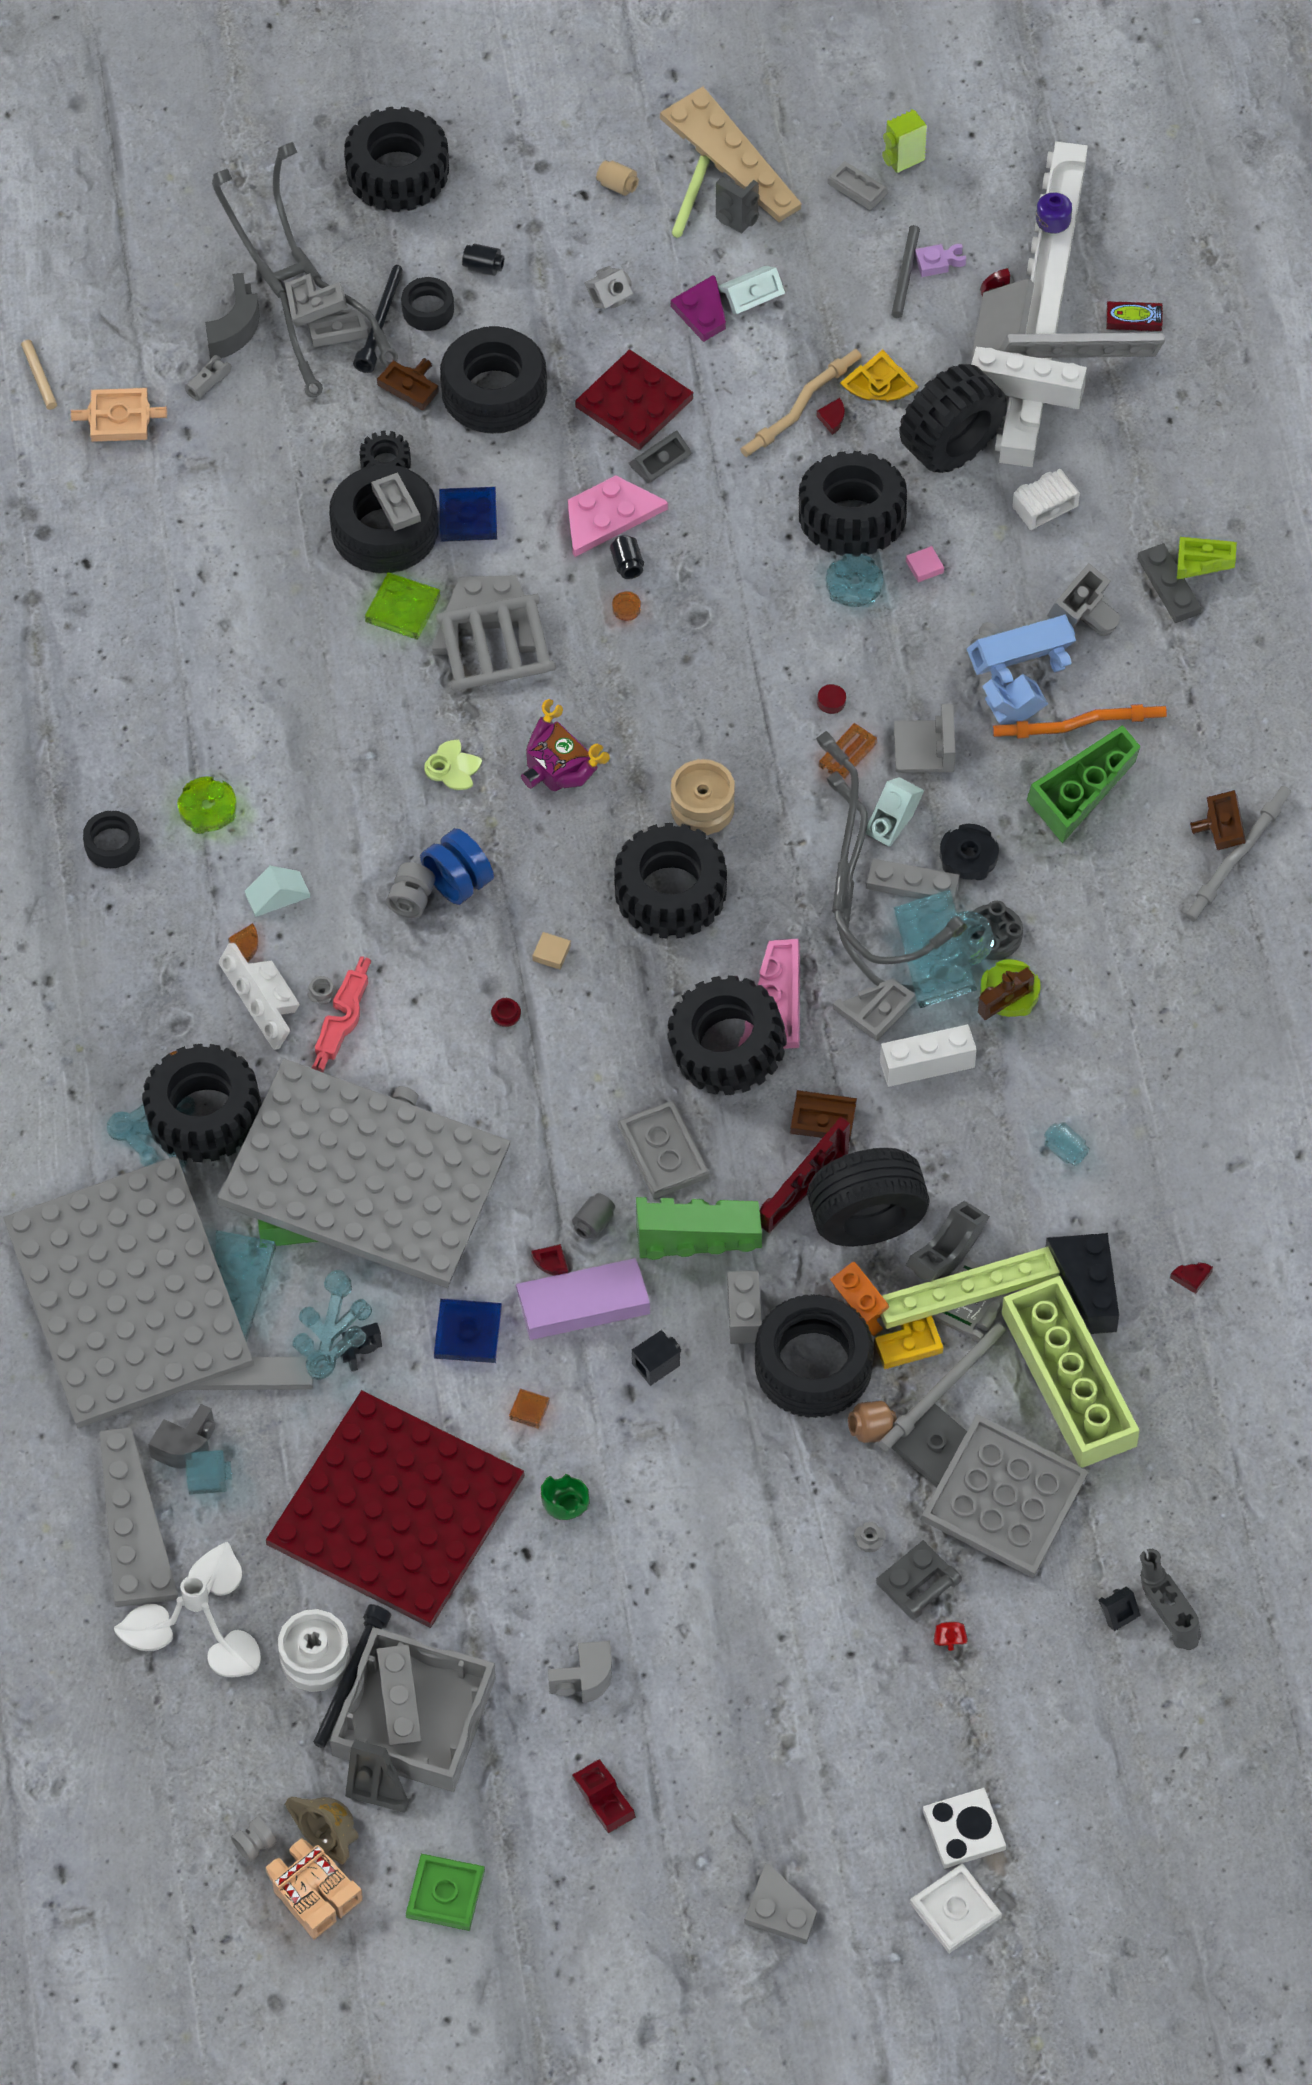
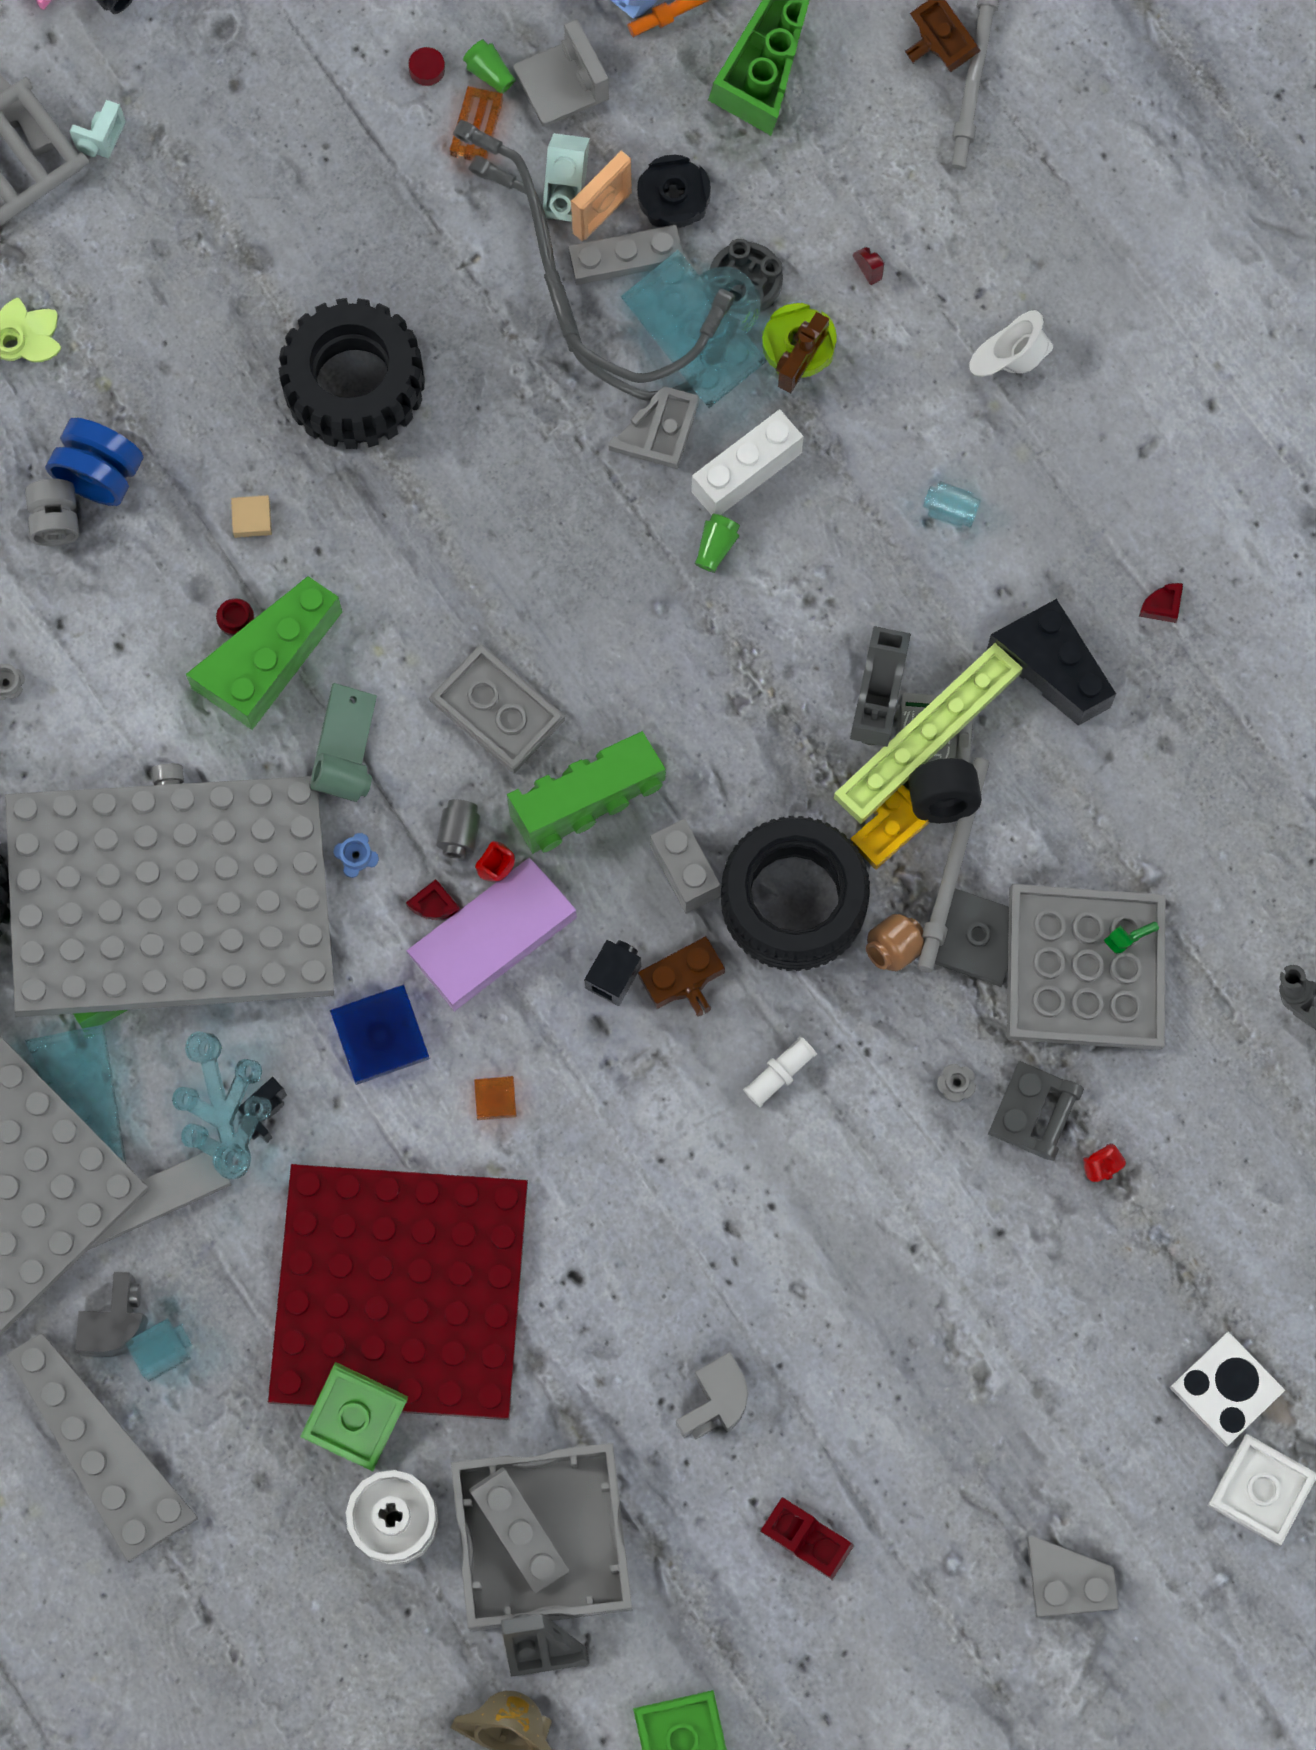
camera: 25 degrees left, 15 degrees up
(215, 1572) = (225, 1469): white plant -> none
(321, 1572) = (354, 1416): none -> bright green tile
(336, 1027) = (43, 721): coral piece -> none
(374, 1617) = (443, 1446): black piece -> none
(511, 1197) = (358, 844): none -> medium blue plate
(516, 1043) = (265, 655): none -> bright green wedge
(540, 1127) = (343, 743): none -> sand green door
(558, 756) = (145, 271): torso -> none
(564, 1497) = (591, 1193): green hair -> none
(575, 654) = (104, 131): none -> light aqua bracket
(608, 1249) = (495, 862): none -> red piece
(626, 606) = (134, 47): clear orange tile -> none
(703, 796) = (339, 252): tan wheel -> none
(706, 1382) = (683, 975): none -> reddish brown plate
(717, 1002) = (483, 501): black tyre -> none
(743, 1474) = (780, 1071): none -> white pin
(782, 980) = (543, 477): bright pink wing -> none
(794, 1189) = (681, 667): dark red wing -> none
(818, 1112) = (662, 588): reddish brown plate -> none
(861, 1295) = (814, 796): orange bracket -> none
(868, 1197) = (772, 676): black tyre -> none
(875, 713) = (487, 65): none -> bright green cone
(881, 1098) = (716, 541): none -> bright green cone
(911, 831) = (601, 196): none -> light nougat plate
(959, 1330) = (944, 790): none -> black tyre
(1037, 1485) = (1120, 940): none -> green hand
(1070, 1372) = (1090, 784): yellowish green brick -> none
(1089, 957) = (870, 264): none -> dark red tile
(1119, 1608) = (1276, 1045): black tile -> none
(1168, 1057) = (1014, 348): none -> white piece

